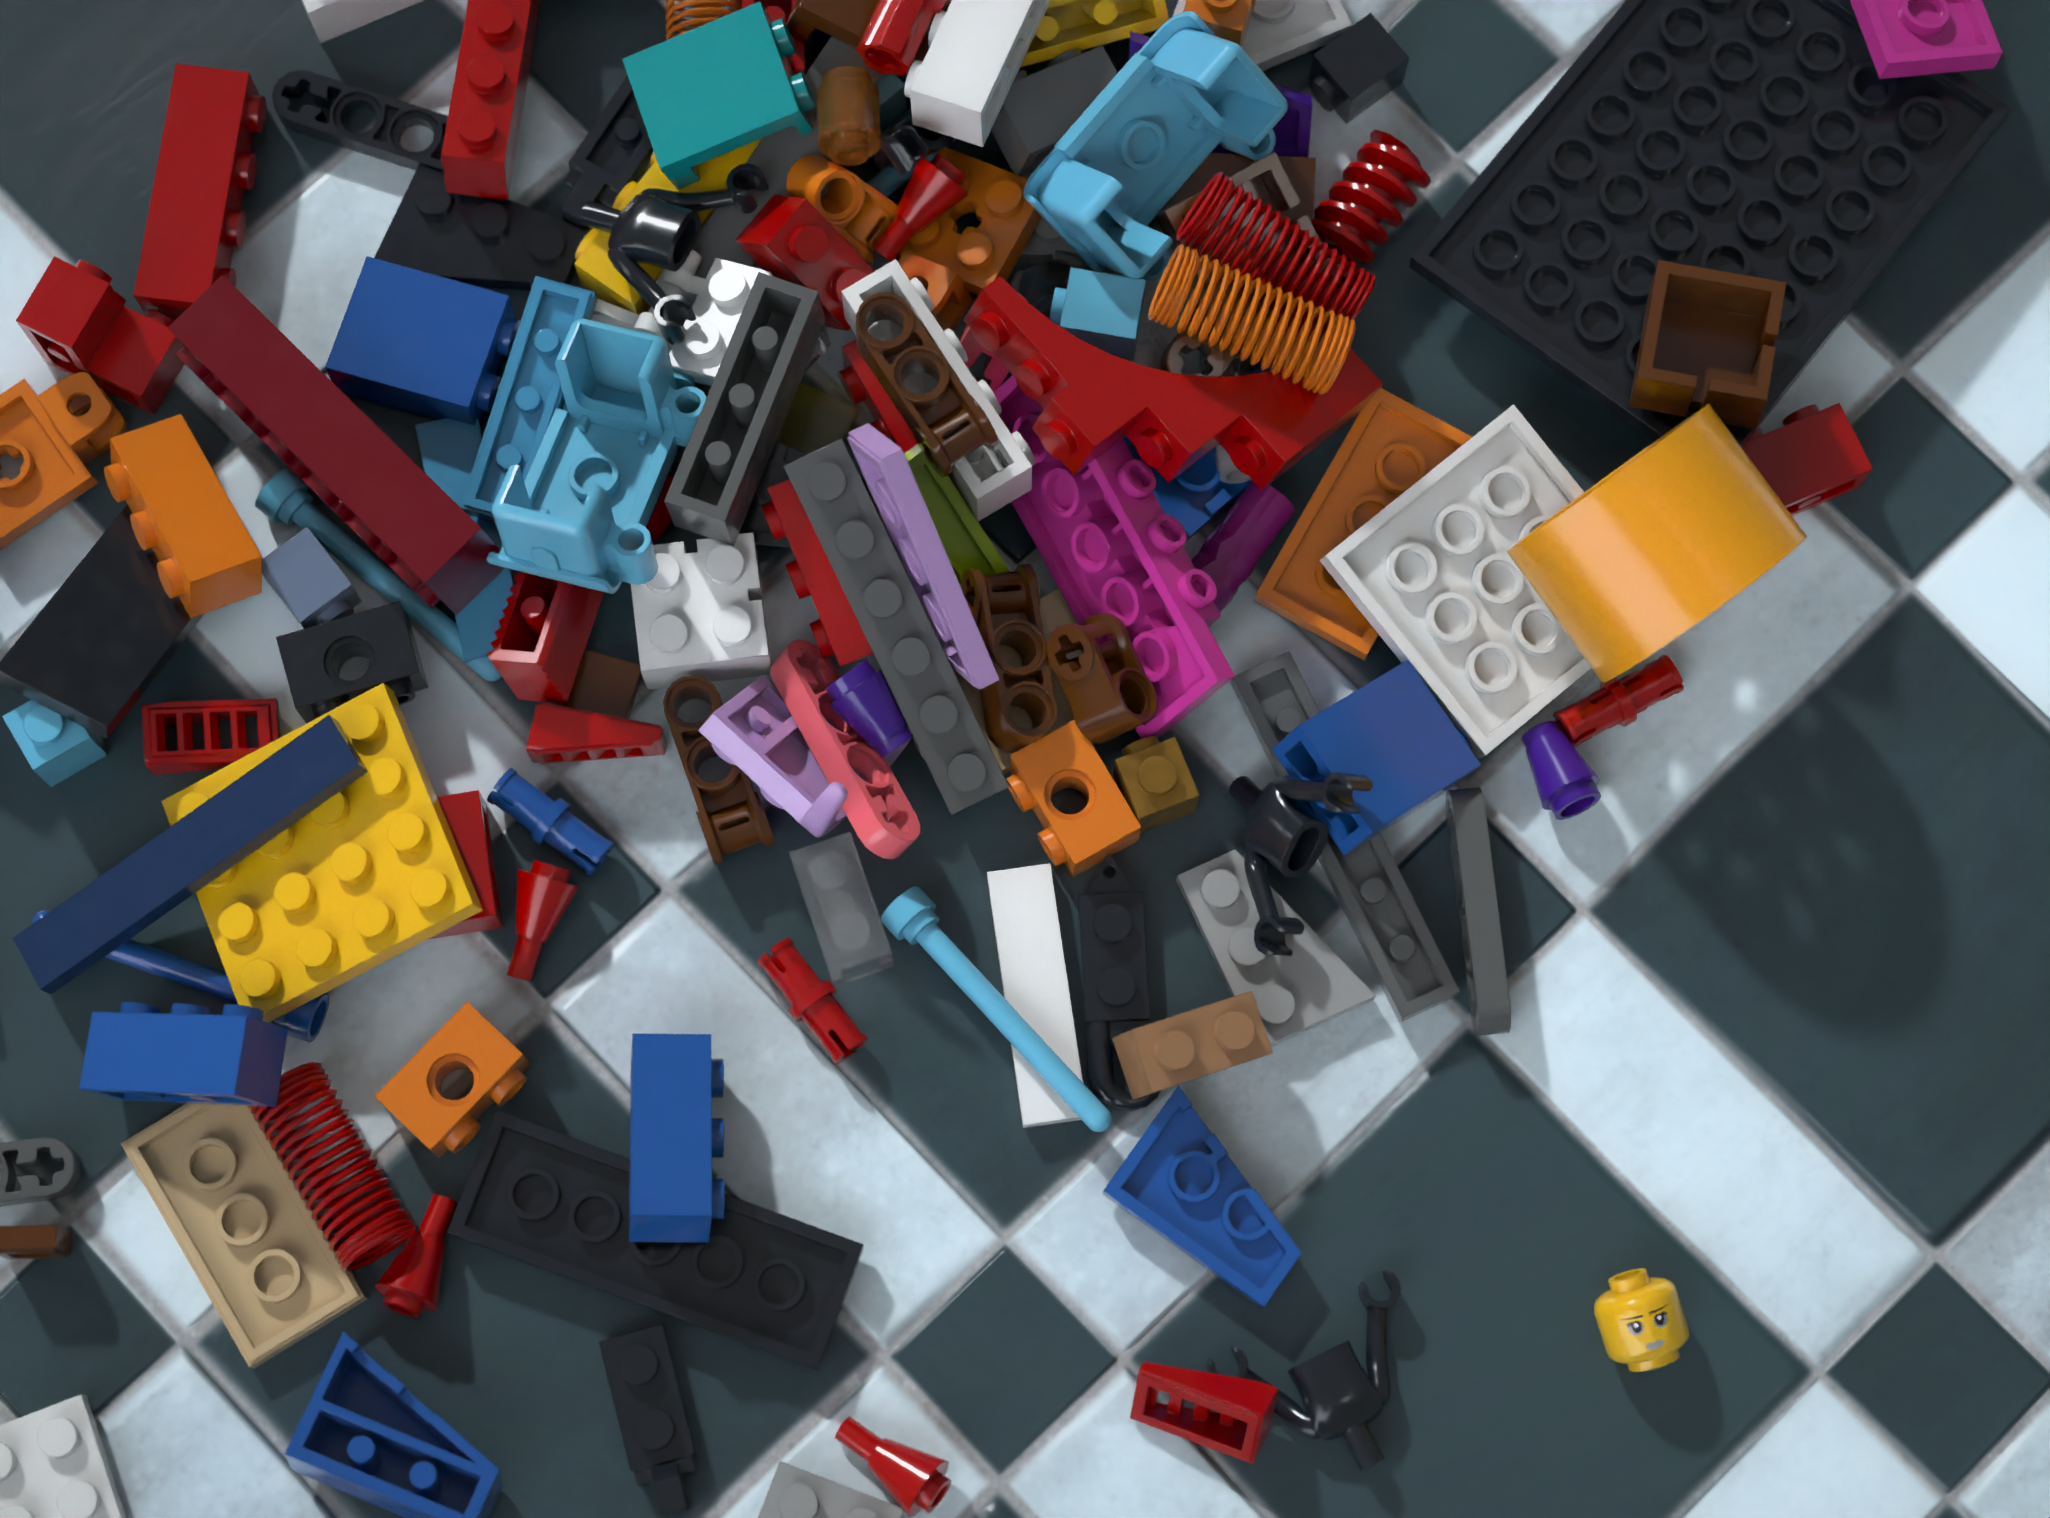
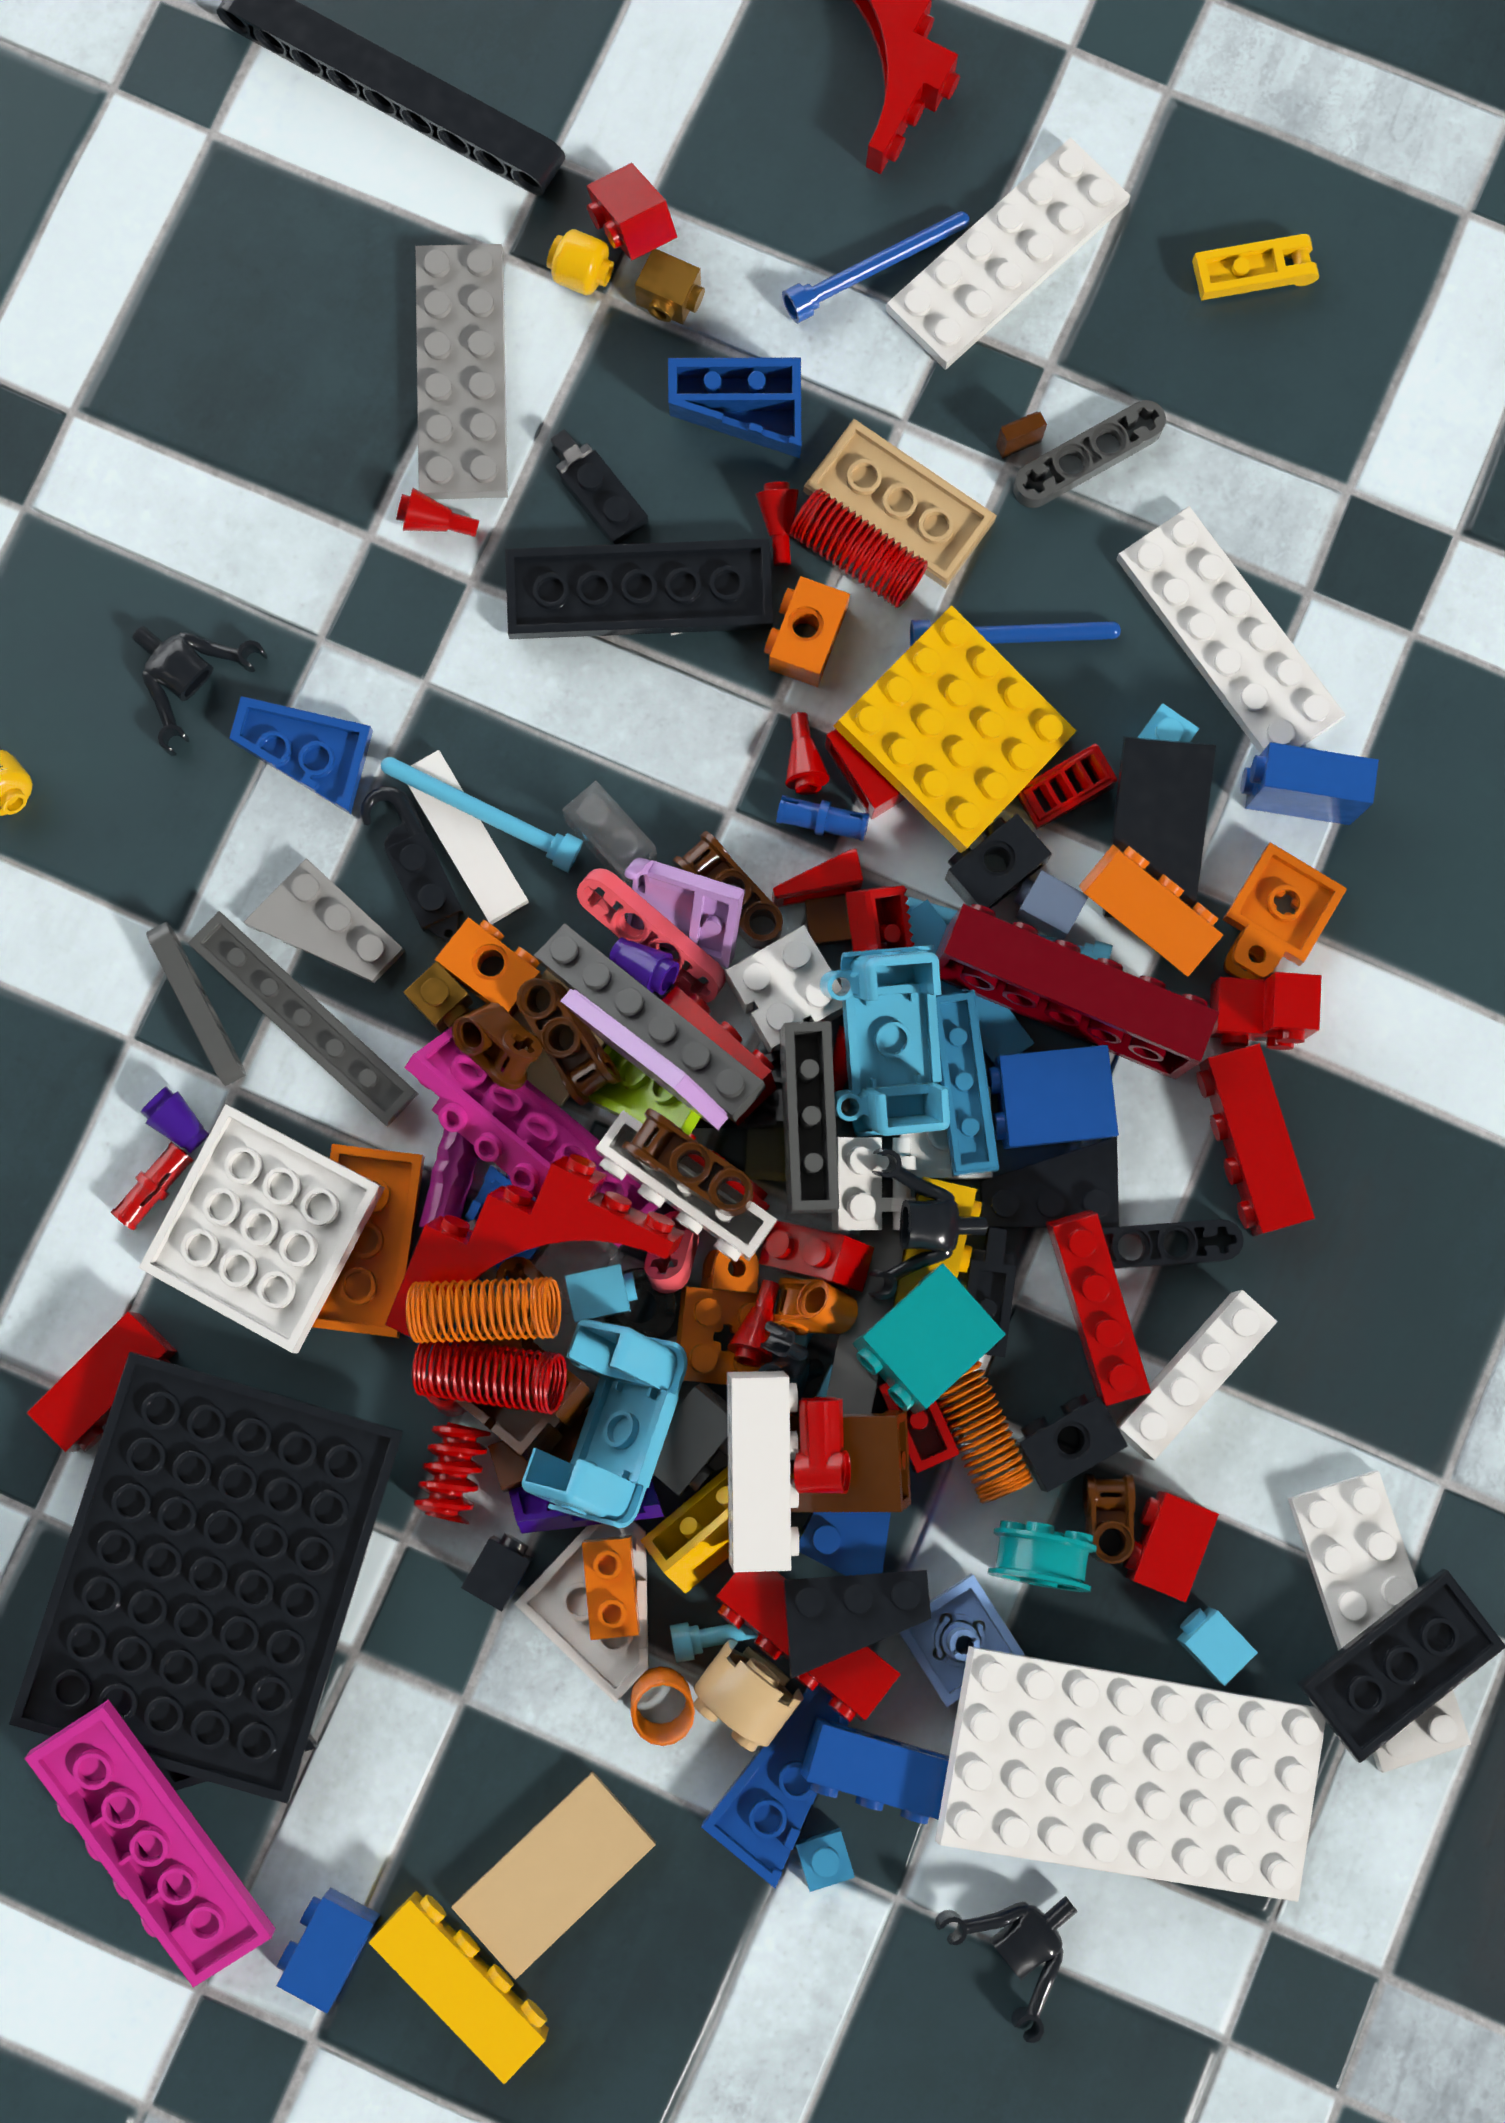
camera: 155 degrees right, 5 degrees up
(184, 1055) = (977, 567): blue brick -> none
(189, 854) = (1035, 693): dark blue tile -> none
(674, 1138) = (651, 643): blue brick -> none
(812, 1000) = (606, 773): red pin -> none
(848, 116) = (830, 1356): clear orange brick -> none
(1192, 1045) = (347, 834): medium nougat brick -> none
(1243, 1405) = (248, 622): red slope -> none
(1289, 837) = (333, 993): black piece -> none
(1390, 735) = (296, 1069): blue brick -> none
(1657, 544) = (144, 1265): light orange wheel -> none
(1703, 342) = (166, 1431): reddish brown piece -> none

